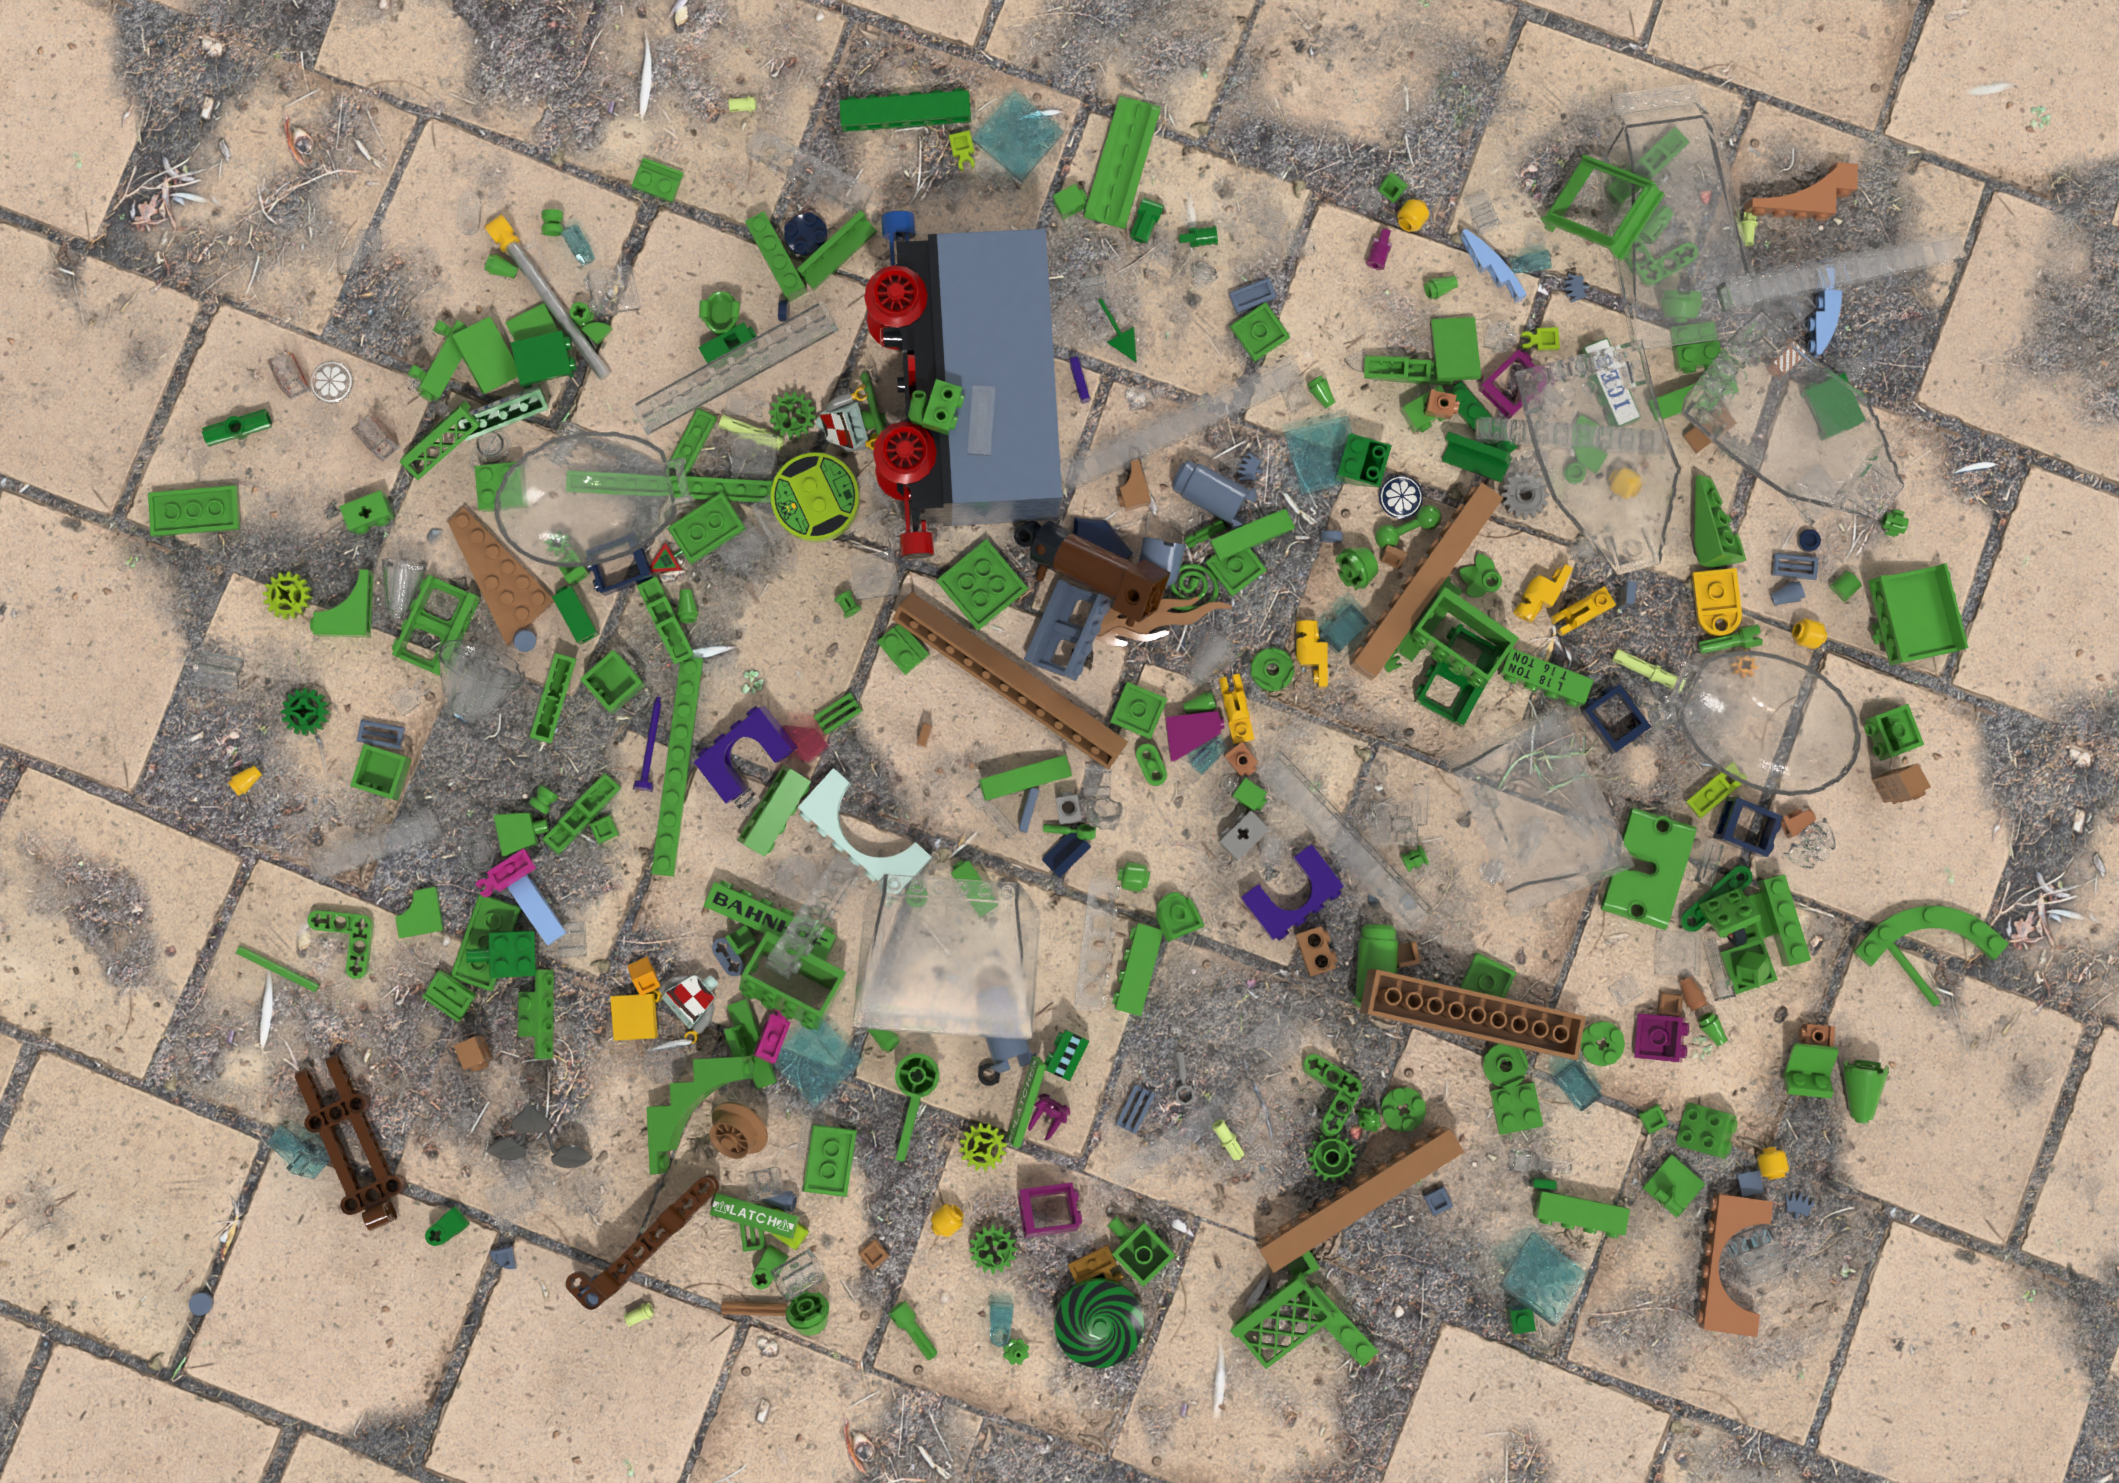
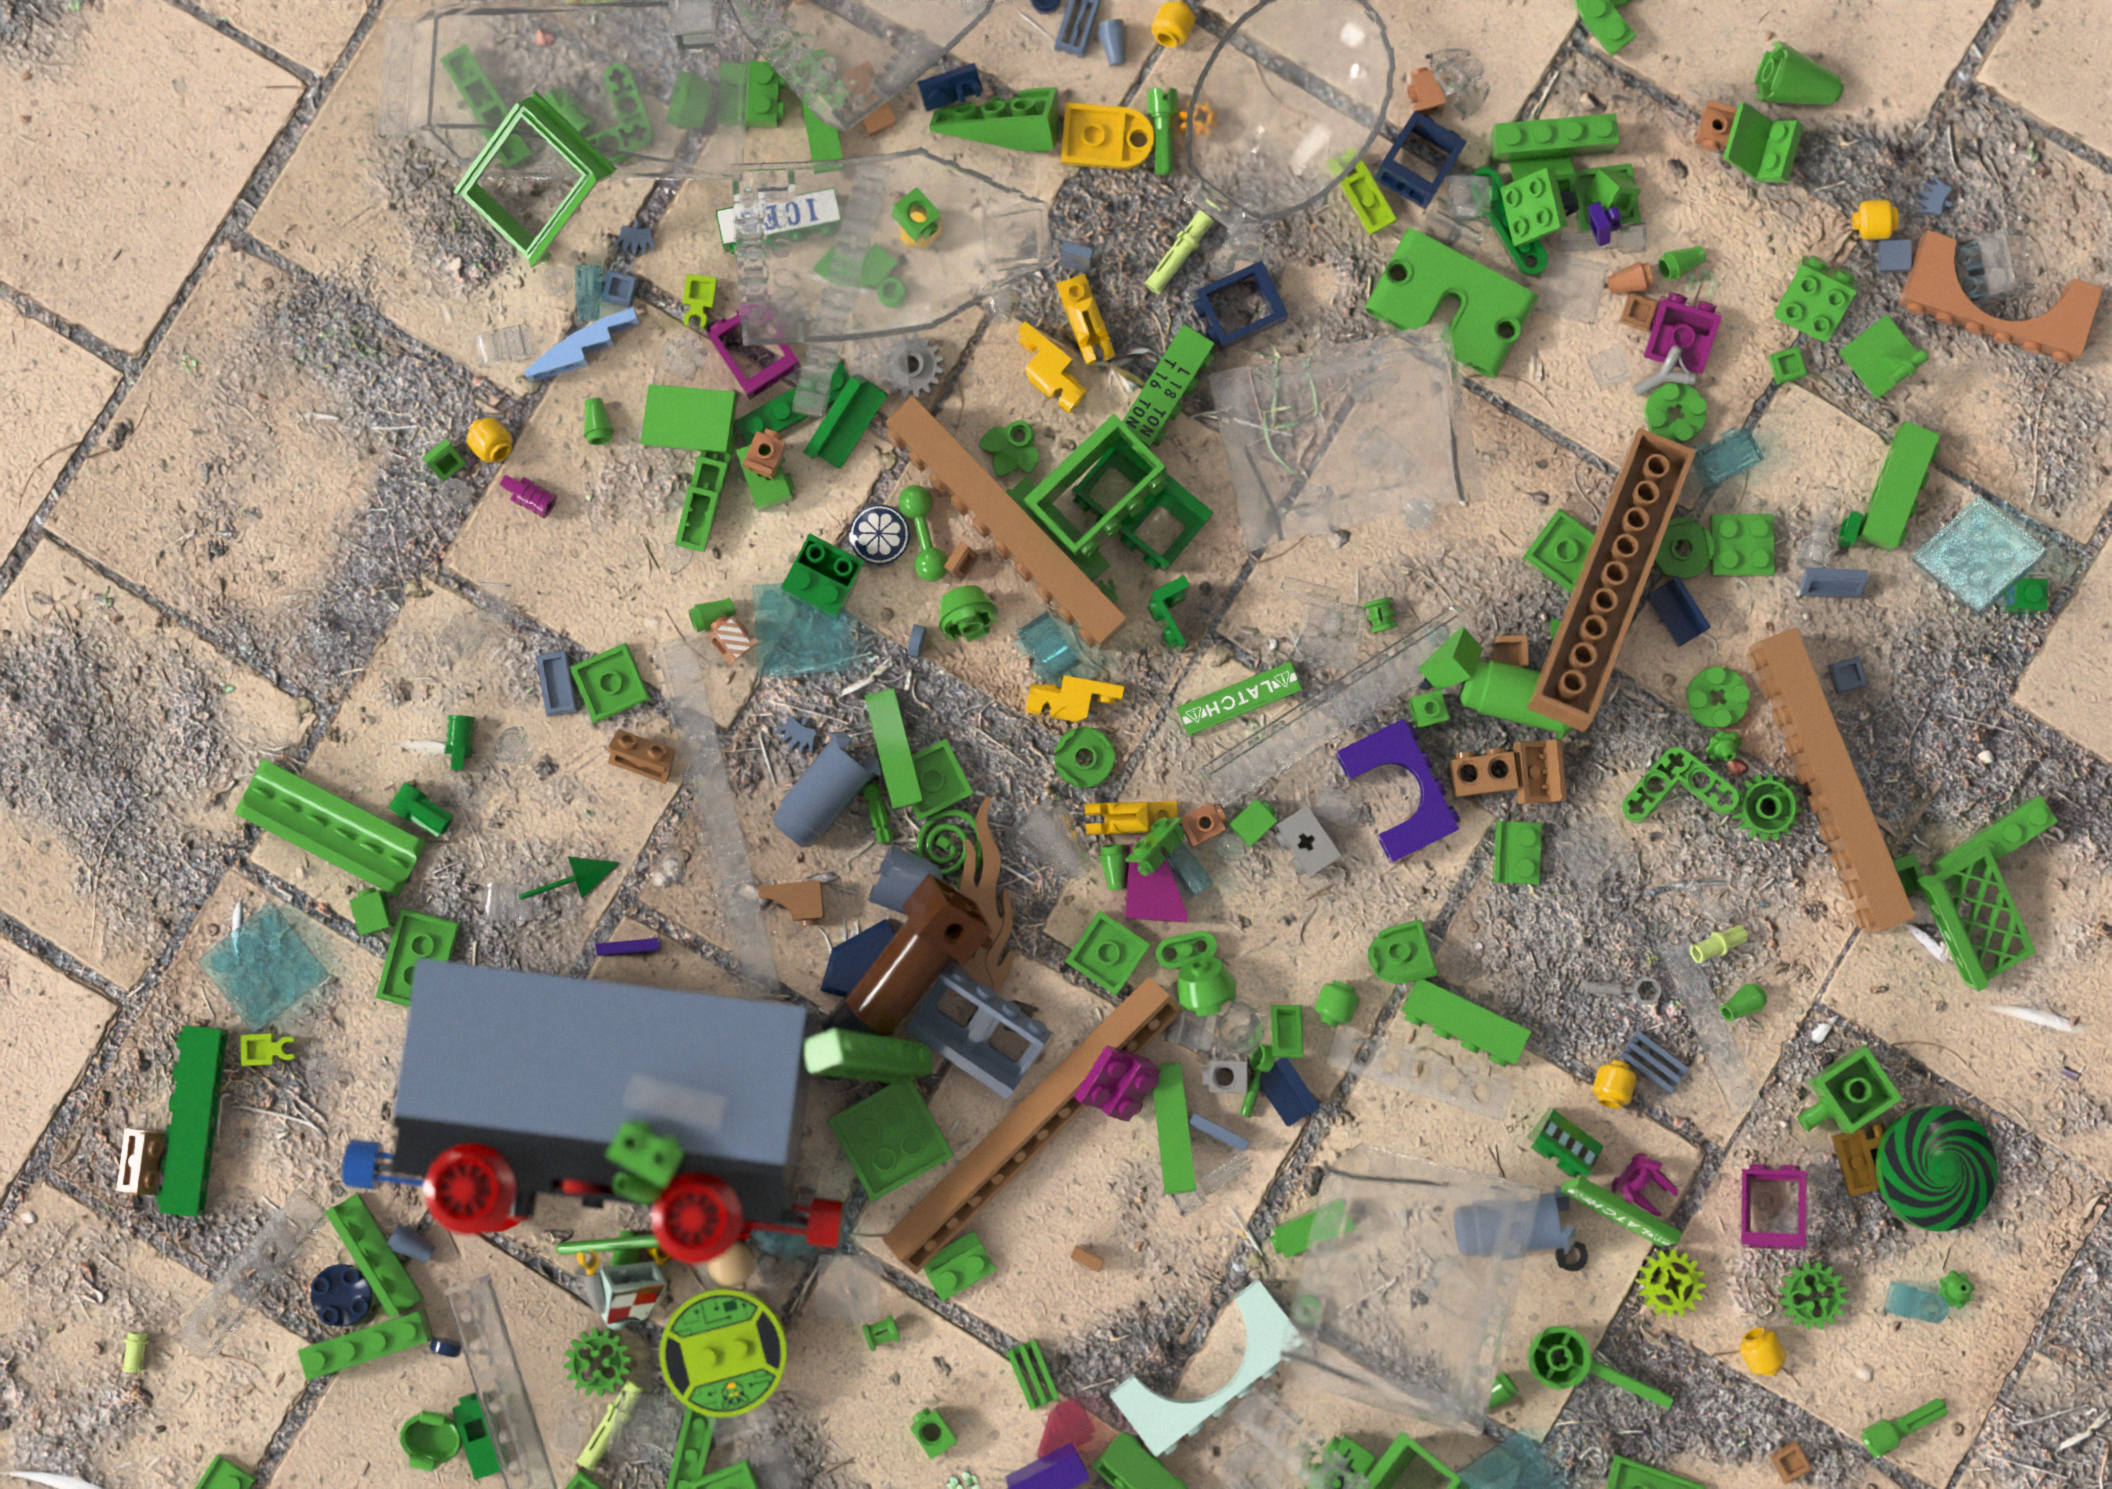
camera: 80 degrees left, 0 degrees up
(776, 652) = (934, 1446): none -> bright green brick
(849, 272) = (410, 1243): none -> sand blue cone
(871, 81) = (140, 1161): none -> medium nougat bracket
(876, 490) = (734, 1266): none -> tan hair
(897, 524) = (790, 1246): none -> clear light blue slope
(1035, 551) = (867, 1057): none -> bright green brick
(1049, 733) = (1118, 1083): none -> magenta plate
(1059, 236) = (413, 938): none -> bright green tile
(1108, 845) = (1287, 1031): none -> bright green tile
(1114, 1083) = (1614, 1085): none -> yellow head
(1128, 781) = (1205, 986): none -> bright green cone
(1190, 1166) = (1744, 1002): none -> bright green cone
(1213, 362) = (641, 756): none -> medium nougat bracket
(1228, 732) = (1164, 835): none -> bright green hinge
(1264, 986) = (1517, 852): none -> bright green plate
(1307, 407) = (730, 639): none -> nougat brick
(1325, 990) = (1540, 771): none -> medium nougat bracket
(1335, 770) = (1239, 698): none -> bright green tile
(1353, 903) = (1428, 710): none -> bright green brick
(1392, 913) = (1452, 661): none -> bright green slope
(1398, 704) = (1170, 595): none -> green bracket
(1458, 1070) = (1678, 611): none -> dark blue panel
(1502, 1178) = (1833, 582): none -> sand blue tile
(1537, 284) = (620, 289): none -> sand blue tile
(1628, 1031) = (1667, 374): none -> light grey piece
(1638, 468) = (916, 202): none -> bright green brick
(1728, 865) = (1469, 196): none -> clear helmet
(1729, 965) = (1603, 222): none -> dark purple tile
(1730, 485) = (950, 87): none -> dark blue plate

